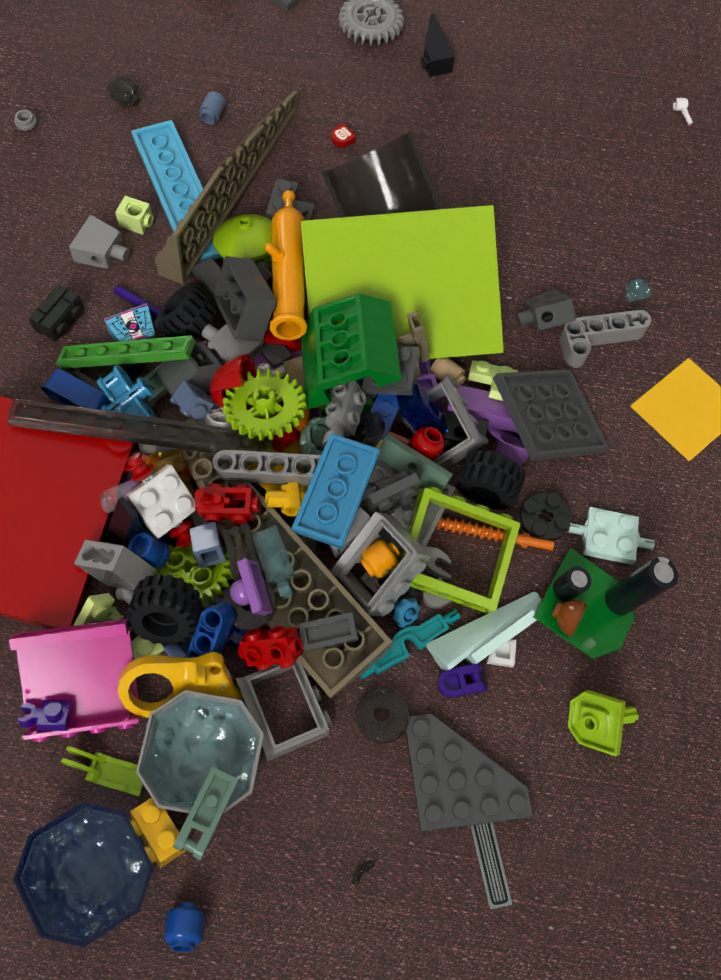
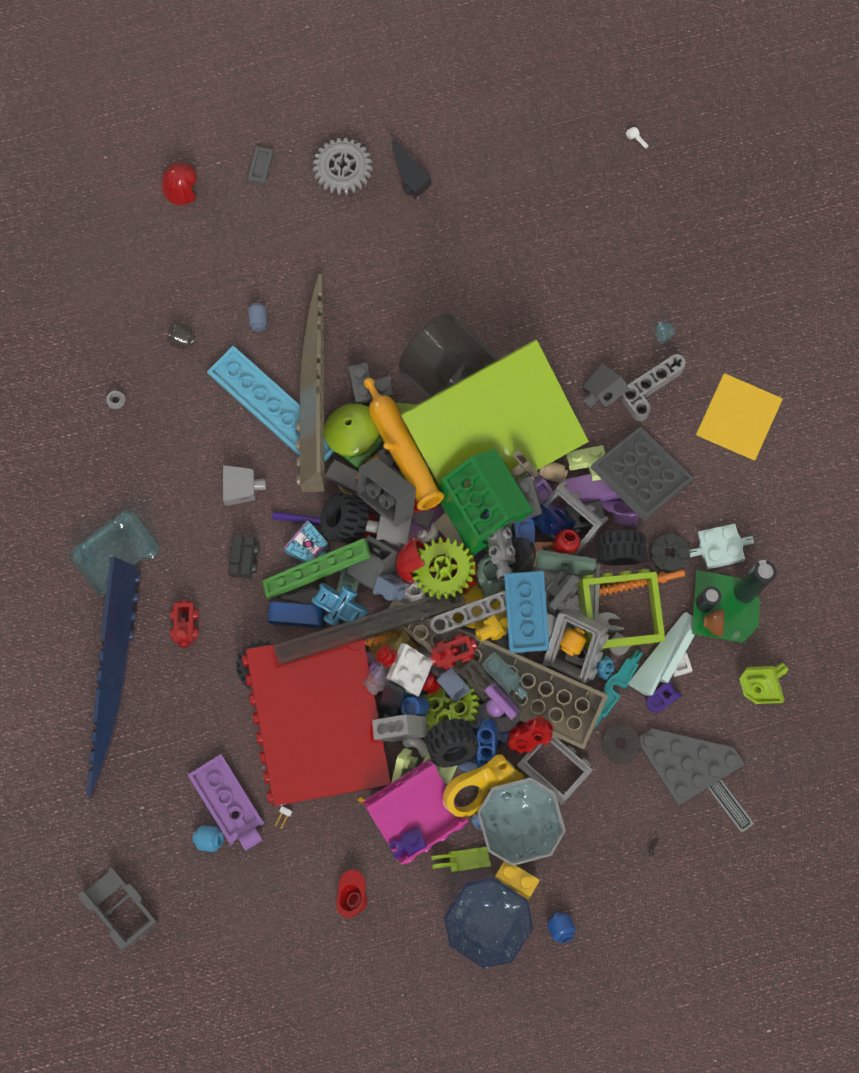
camera: 15 degrees left, 10 degrees up
(134, 215) = (247, 441): yellowish green brick -> none
(206, 812) = (545, 853): sand green plate -> none
(328, 632) = (563, 707): dark grey tile -> none
(342, 136) = (374, 294): red tile -> none

